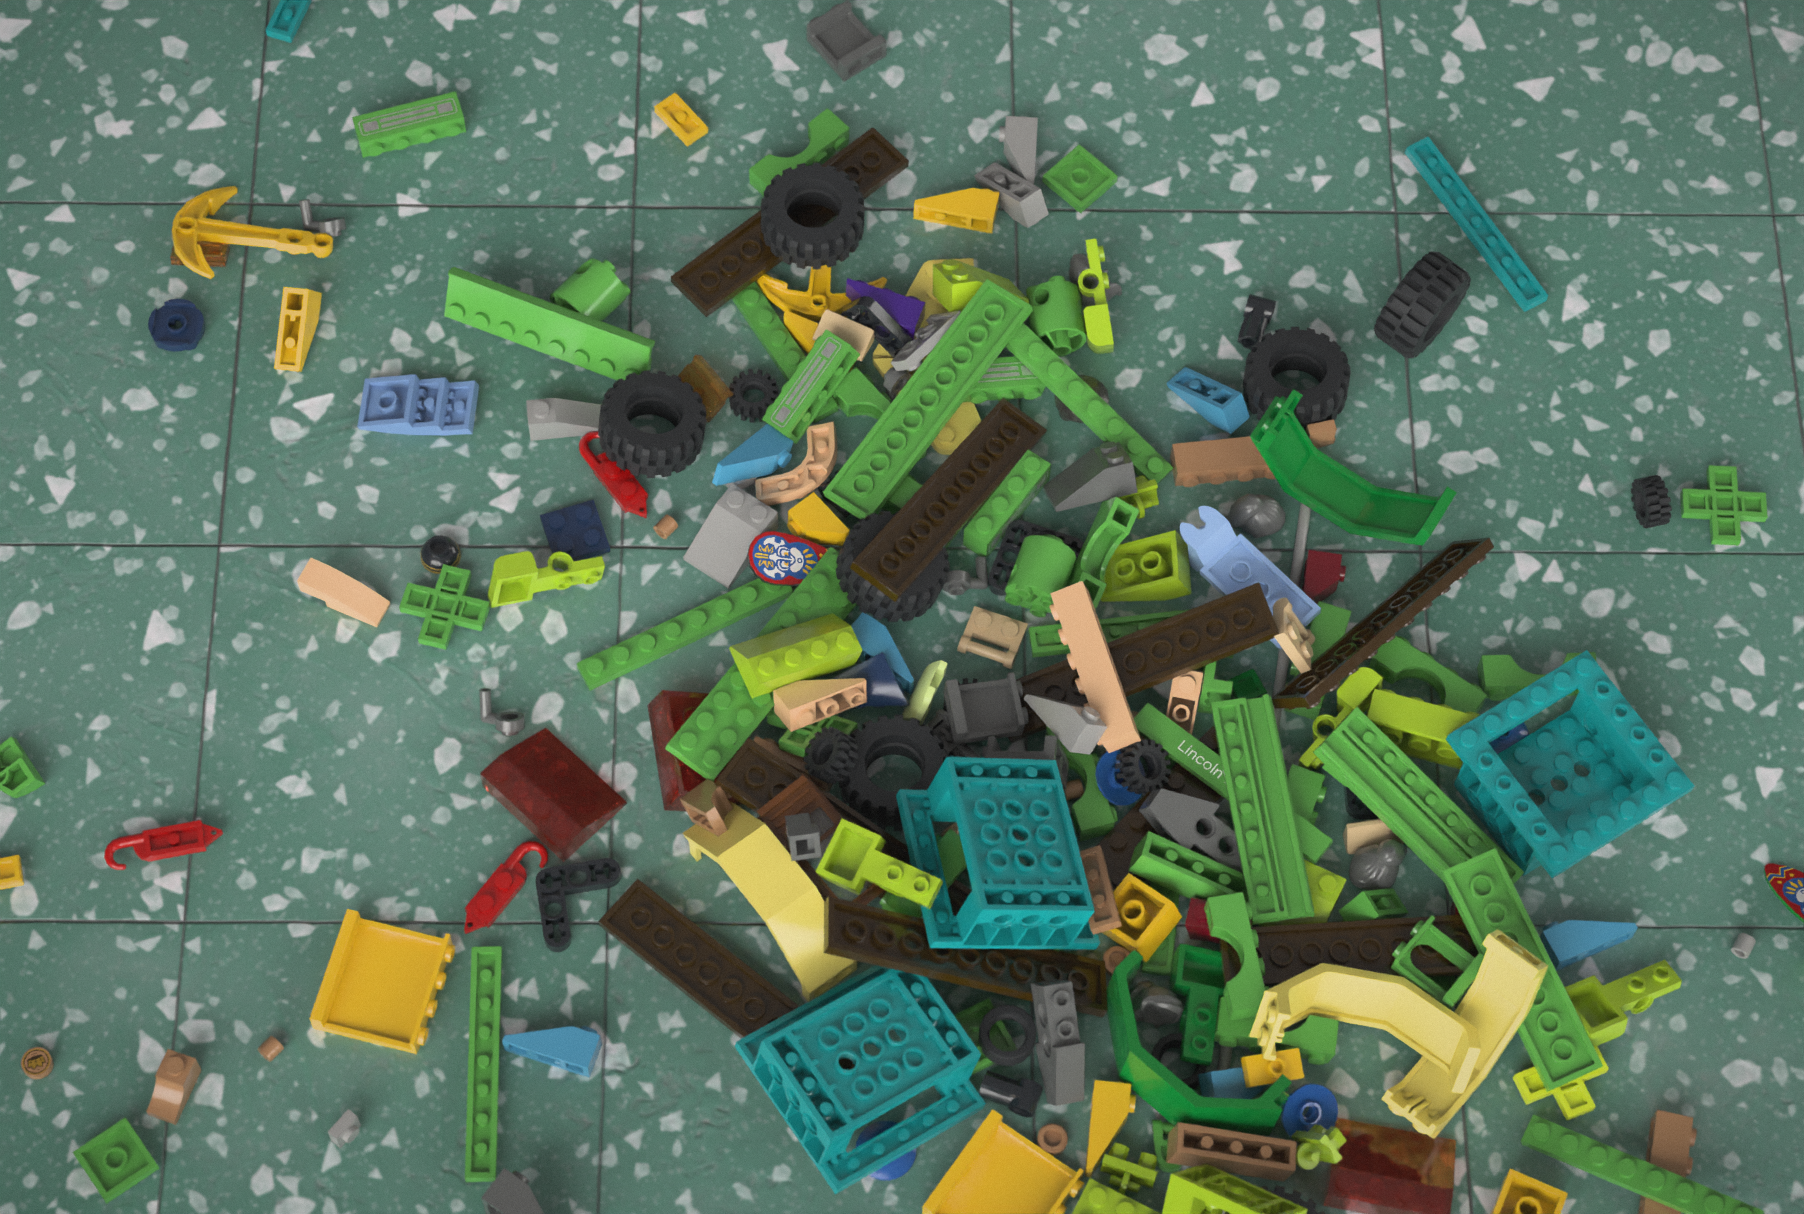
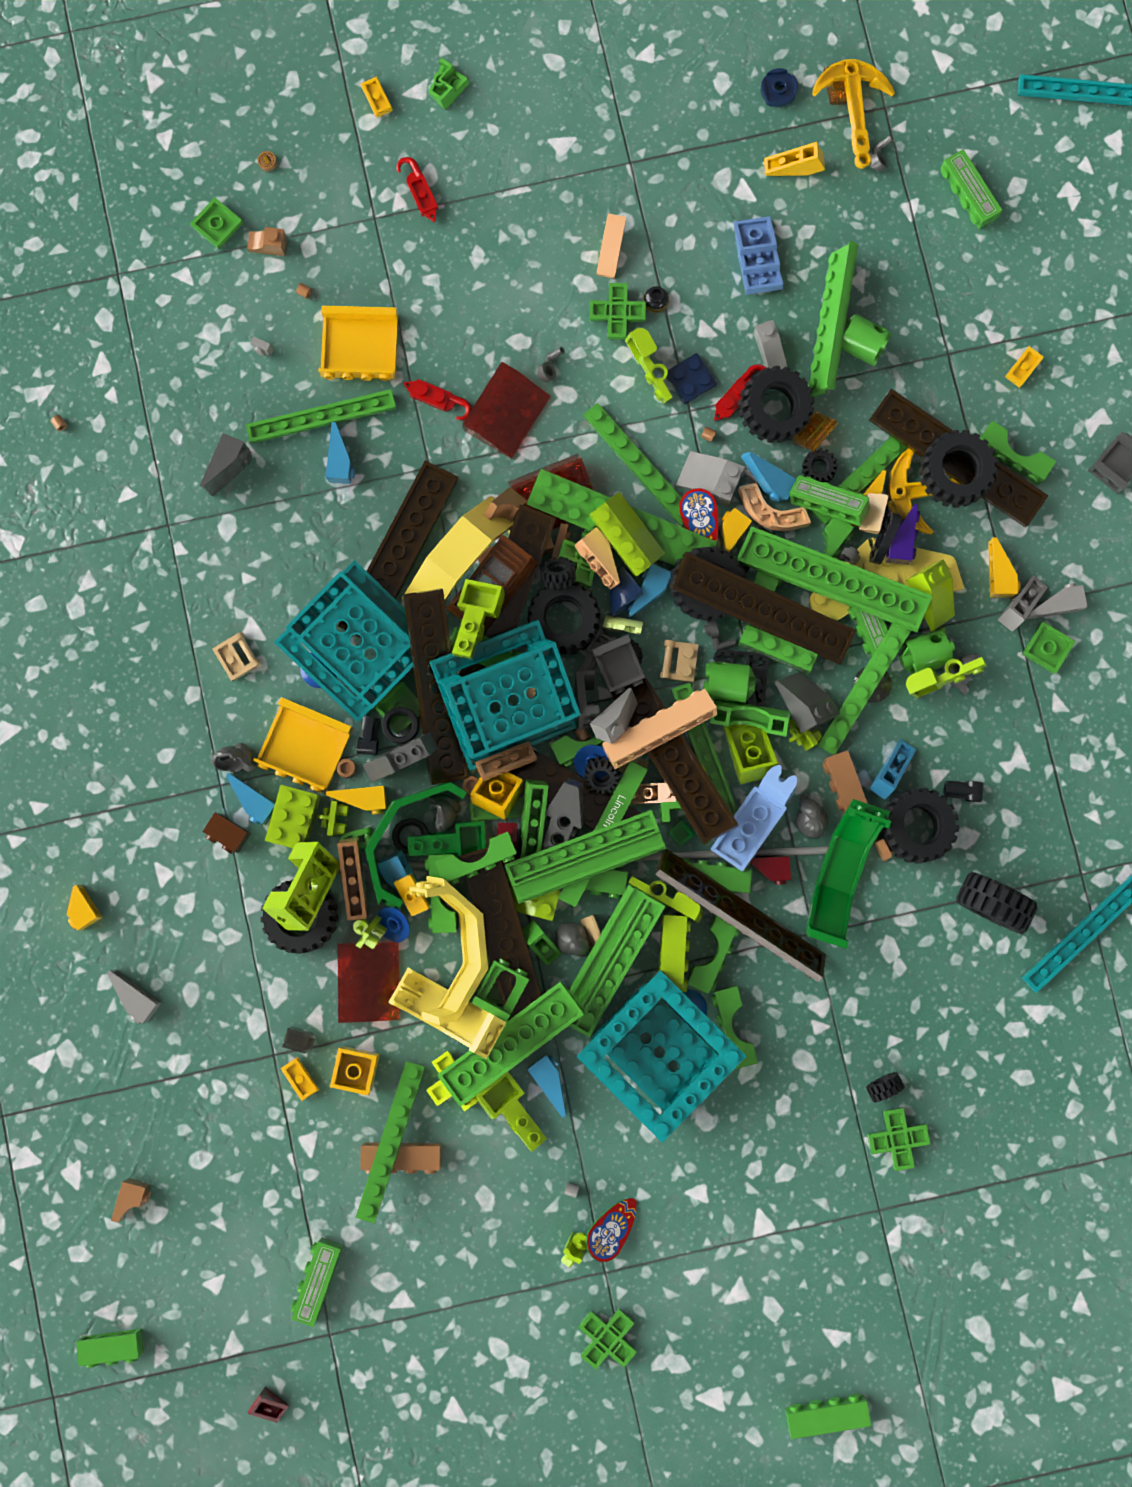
camera: 85 degrees right, 20 degrees up
(558, 891) = (439, 432): black beam -> none
(802, 837) = (485, 564): dark grey brick -> none
(913, 352) = (872, 563): light grey wing -> none
(1292, 635) = (707, 853): tan plate -> none

